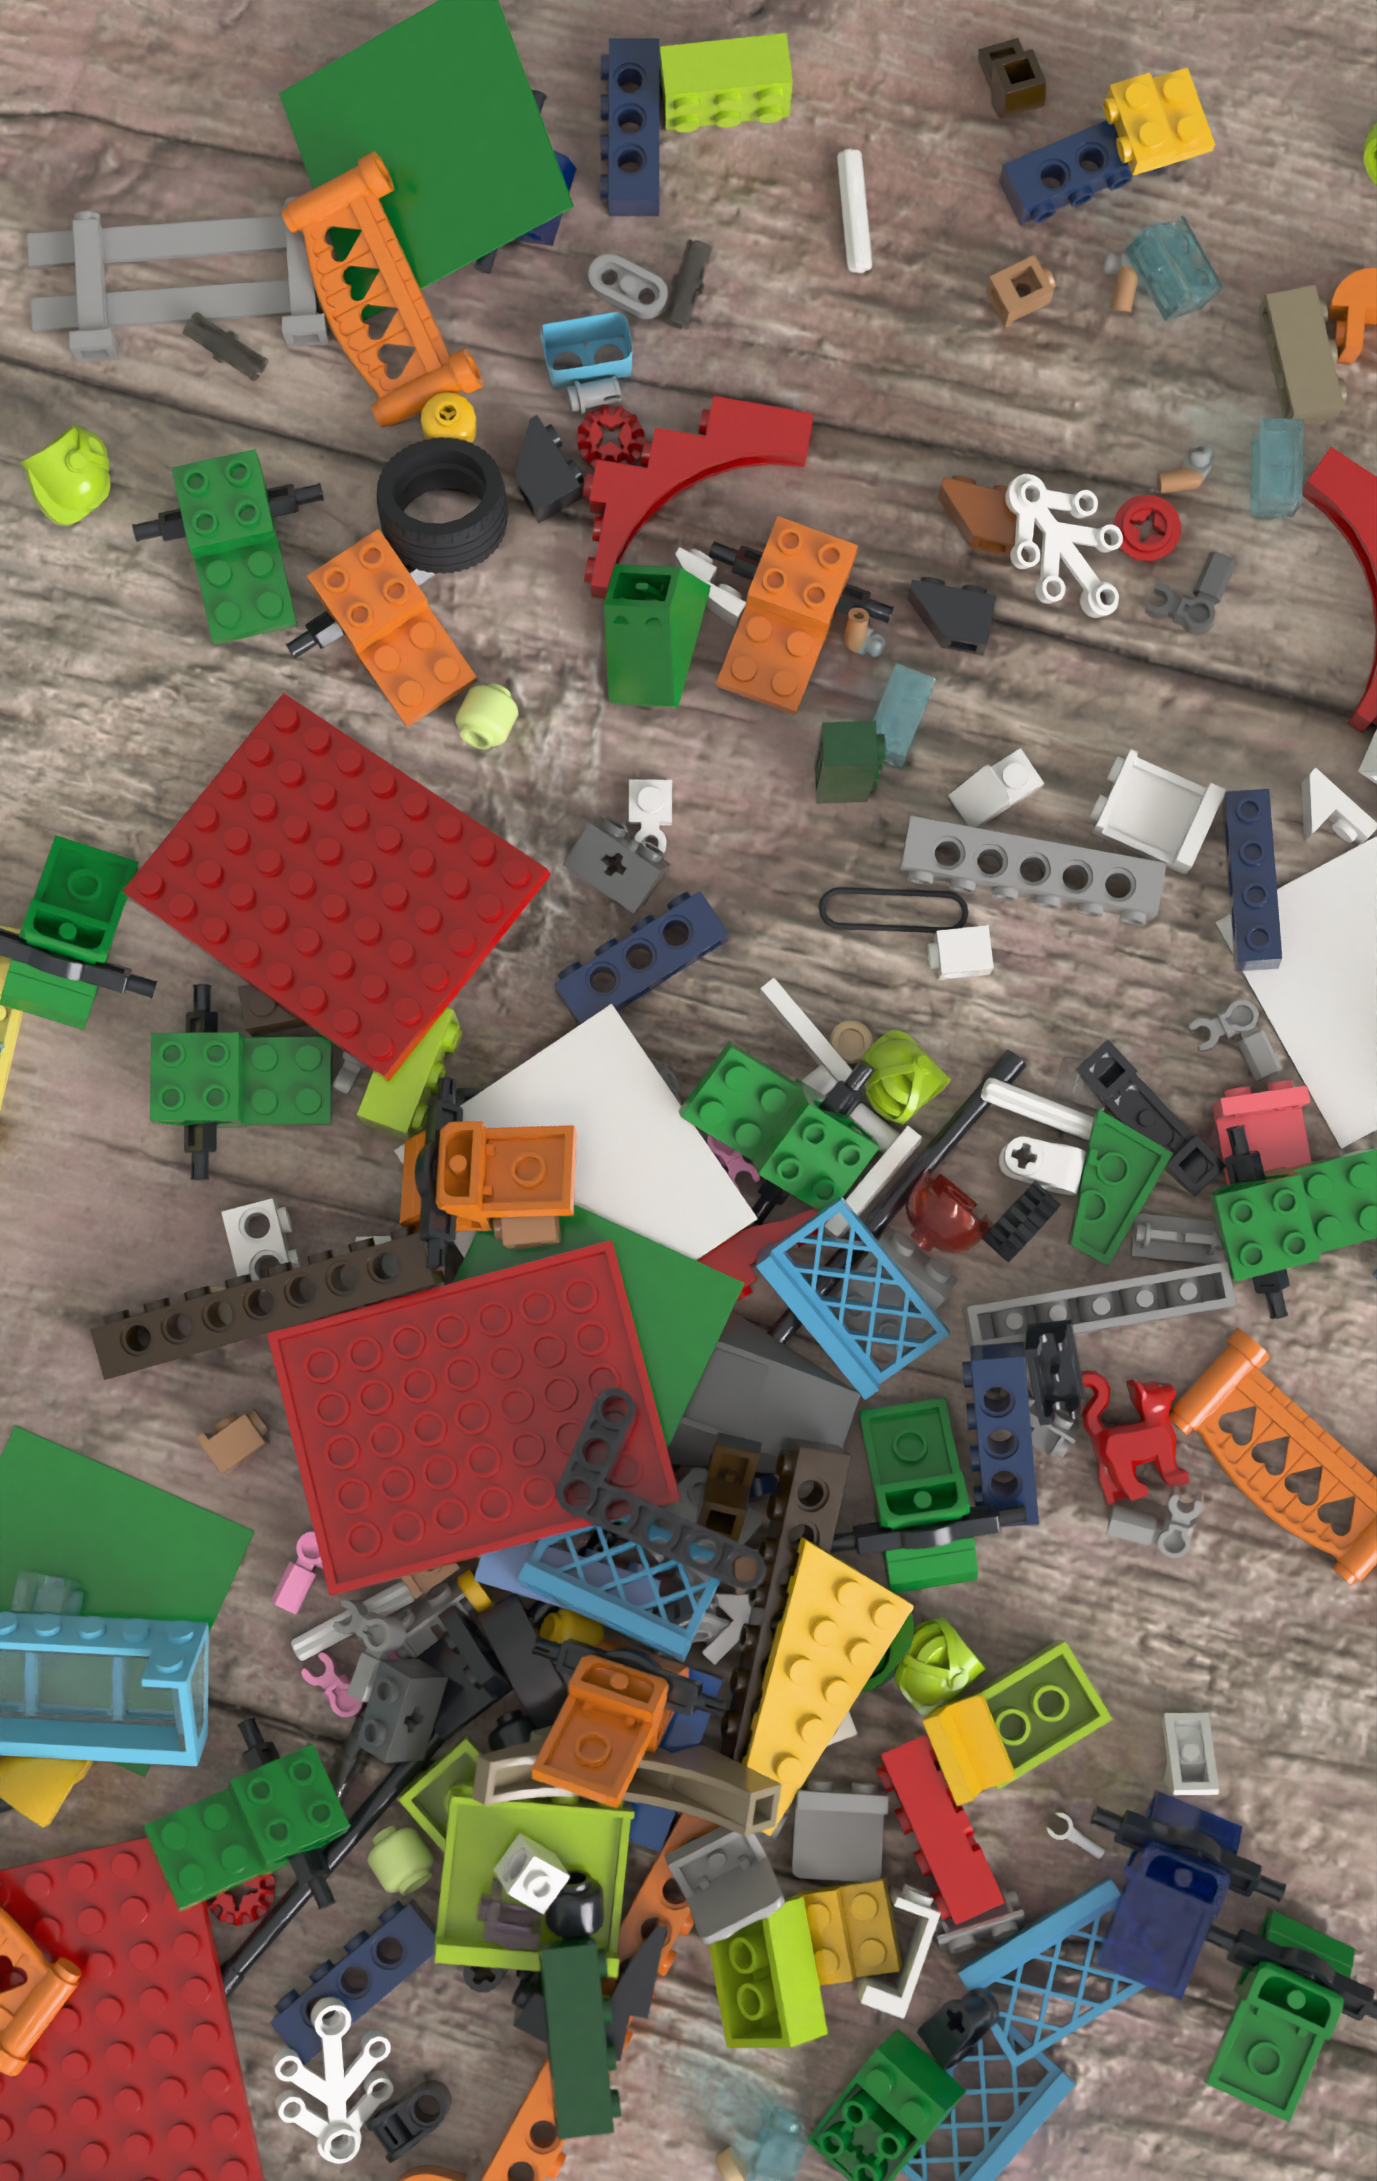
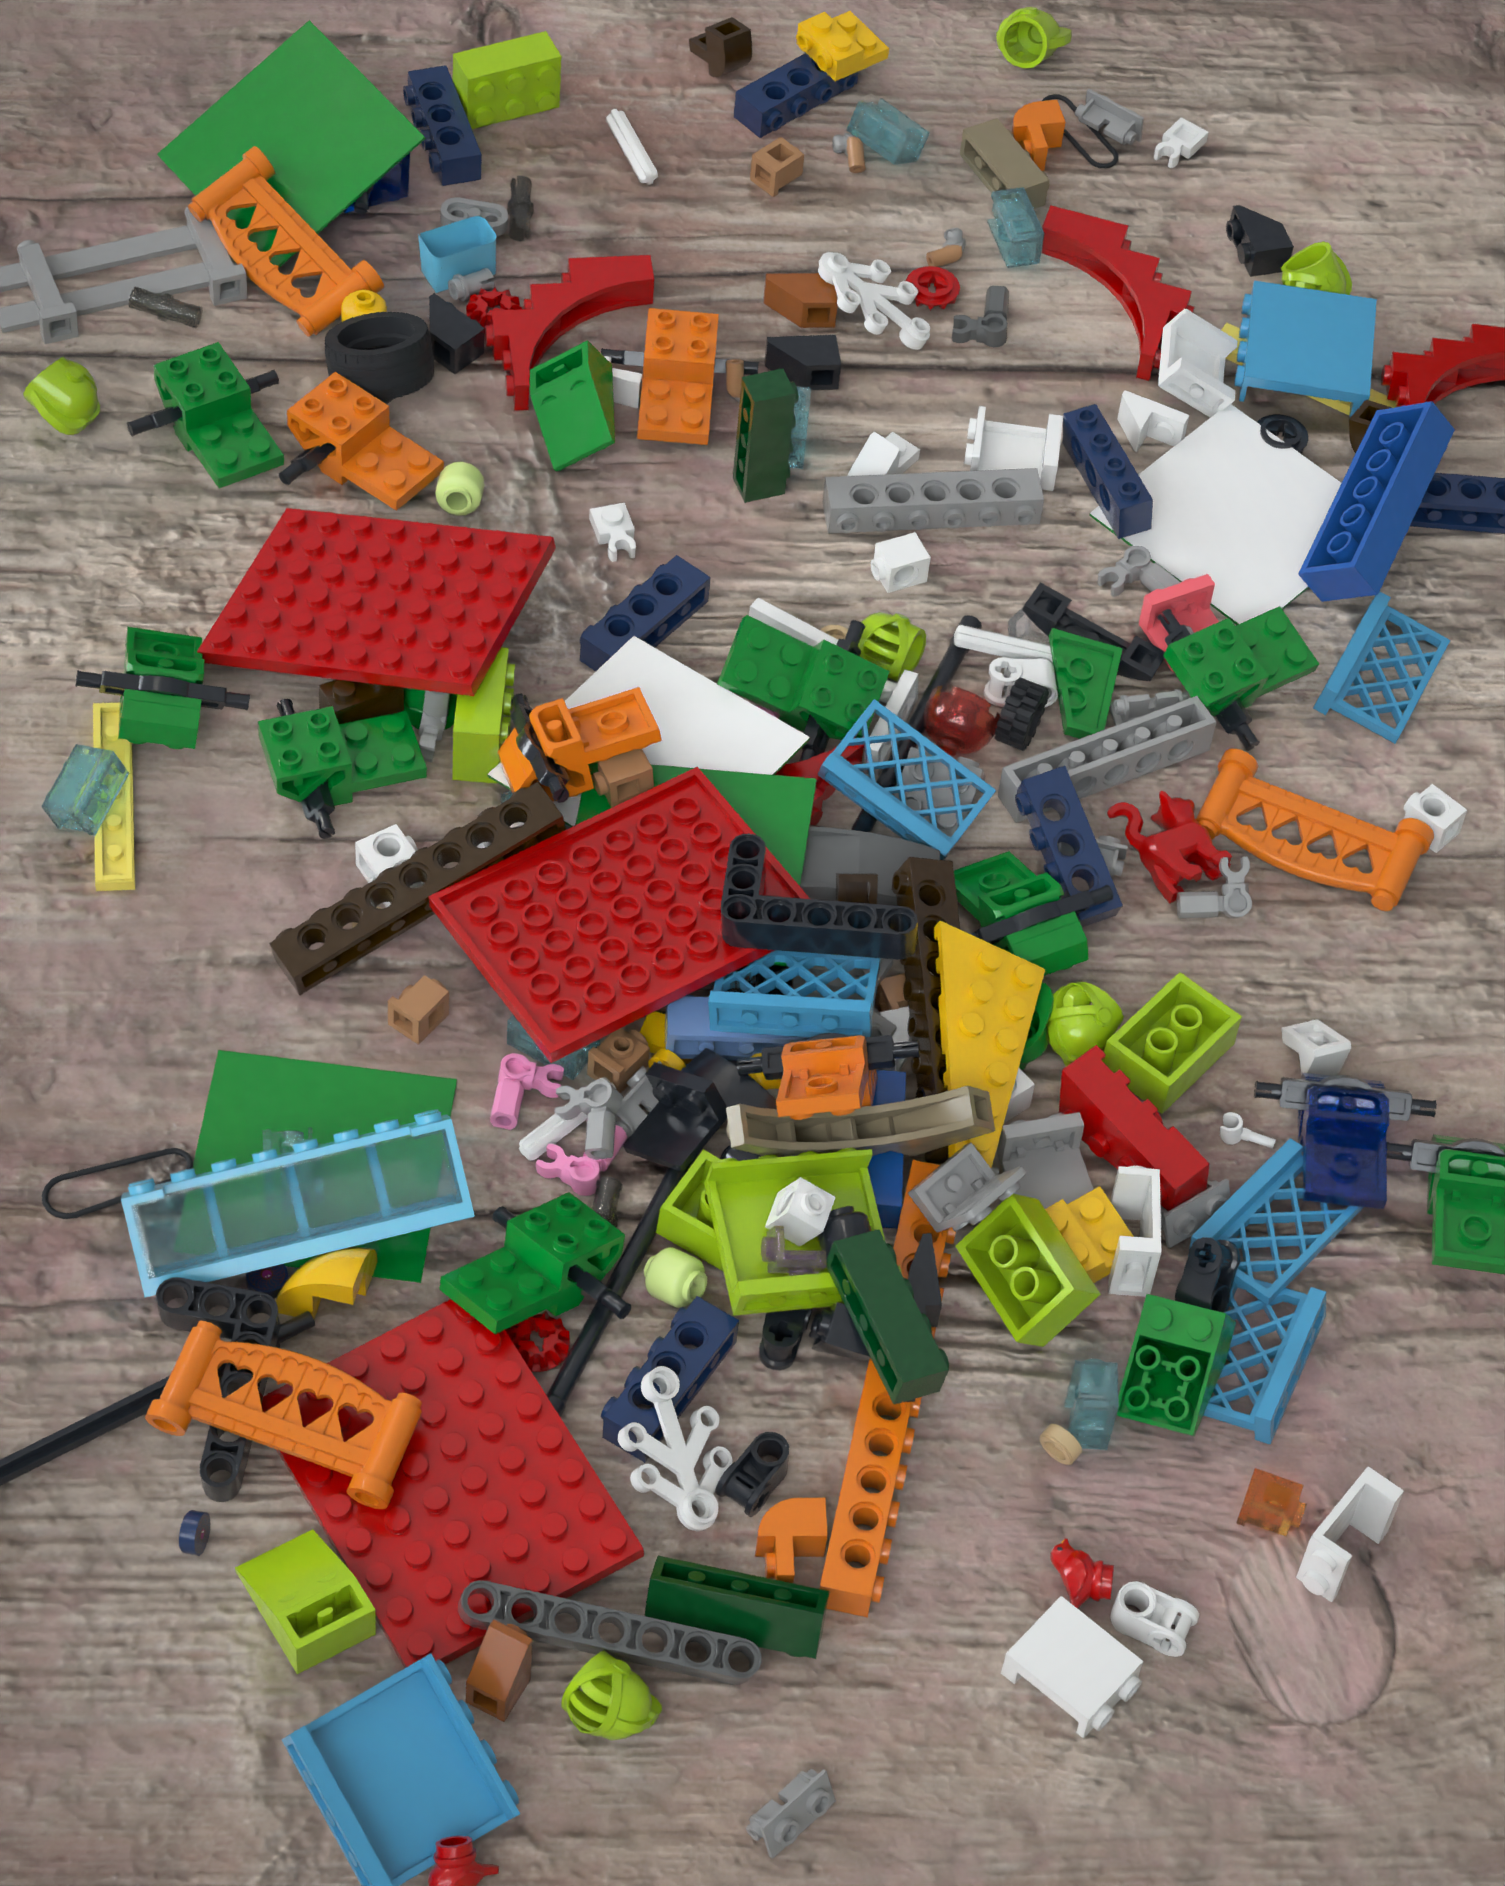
camera: 20 degrees left, 30 degrees down
(402, 1710) = (638, 1151): dark grey brick -> none
(595, 863) = (614, 569): dark grey brick -> none
(897, 892) = (823, 545): black piece -> none
(968, 1747) = (1135, 1054): yellow panel -> none
(1054, 1369) = (1092, 788): black hinge -> none

